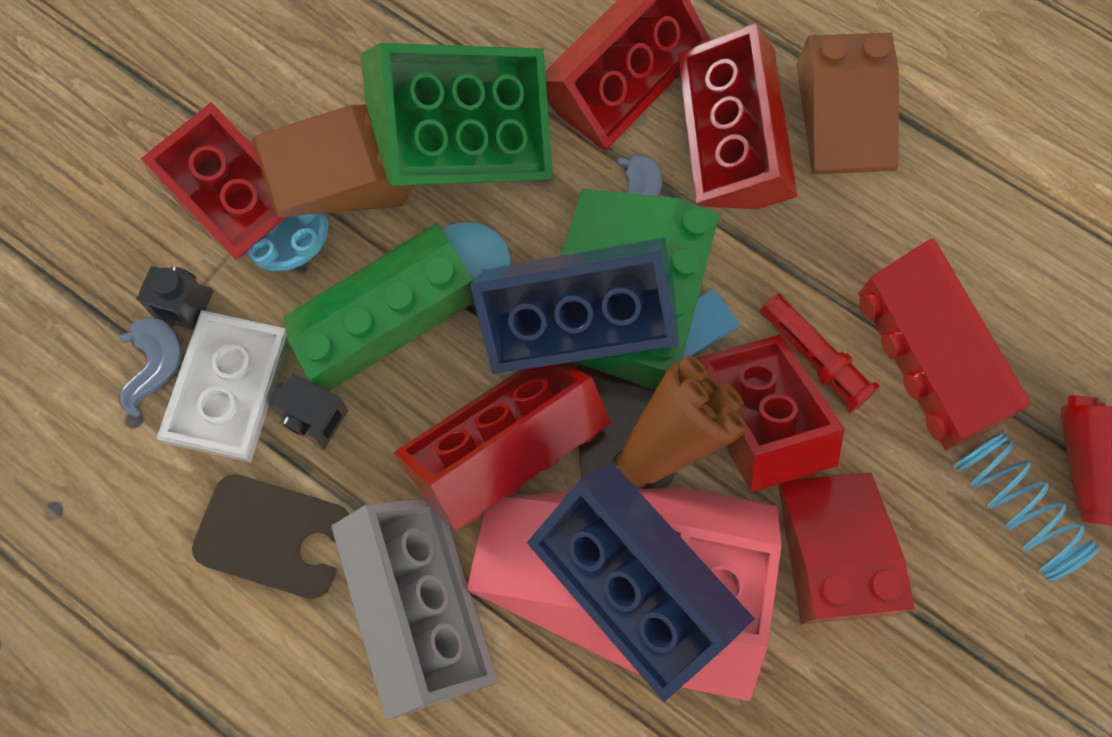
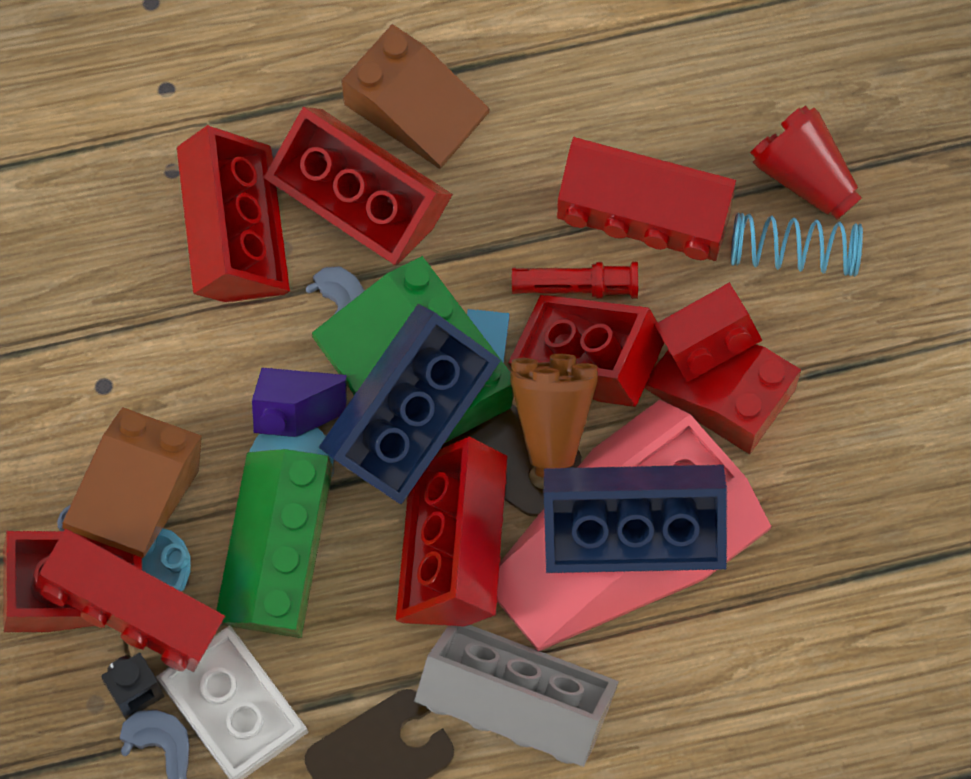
camera: 45 degrees left, 5 degrees down
(226, 235) = (128, 601): none -> red brick
(308, 408) = (308, 655): black brick -> none
(458, 113) = (180, 366): green slope -> none
(511, 222) = (296, 401): none -> dark purple slope
(872, 498) = (708, 332): none -> red brick

